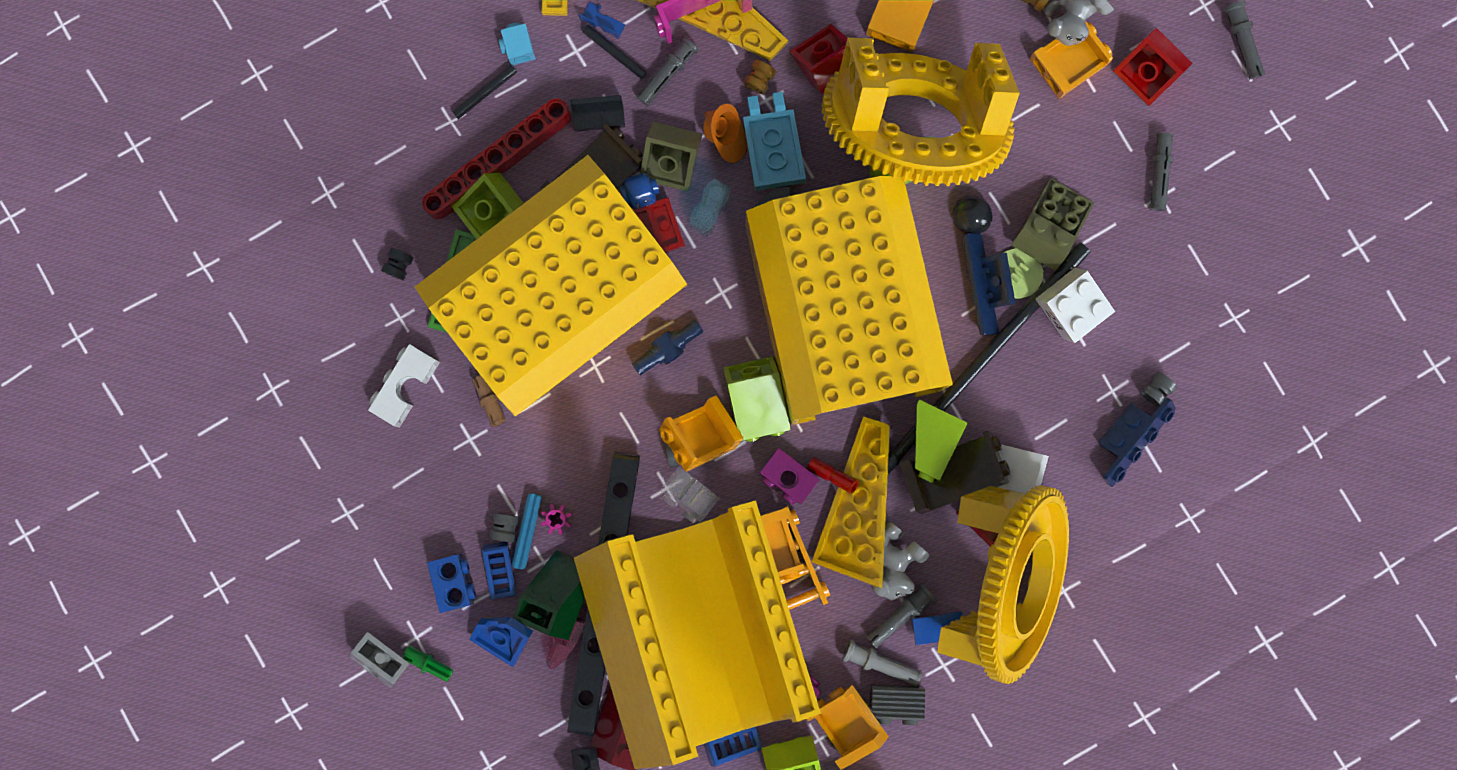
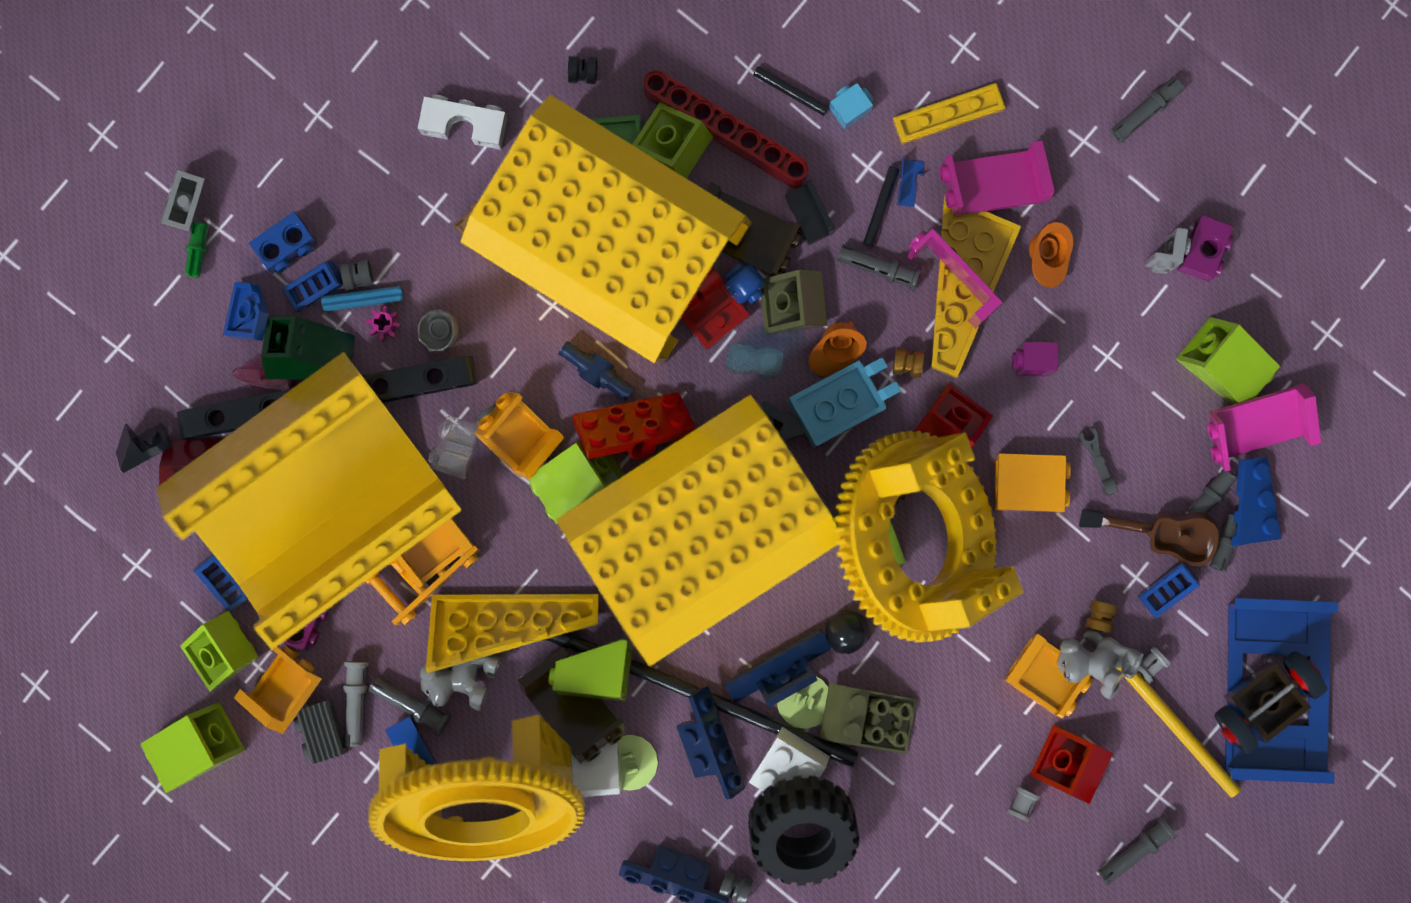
camera: 75 degrees right, 0 degrees up
(580, 473) = (437, 330): none -> light grey hair
(730, 330) = (633, 426): none -> red plate
(804, 479) = (511, 557): magenta brick -> none
(830, 474) = (525, 587): red piece -> none
(1020, 434) = (637, 762): none -> yellowish green piece
(1029, 367) = (708, 744): none -> dark blue bracket
(1112, 304) = (809, 857): none -> black tyre
(1161, 171) = (964, 812): dark grey pin -> none
(1172, 119) = (1023, 804): none -> light grey bush

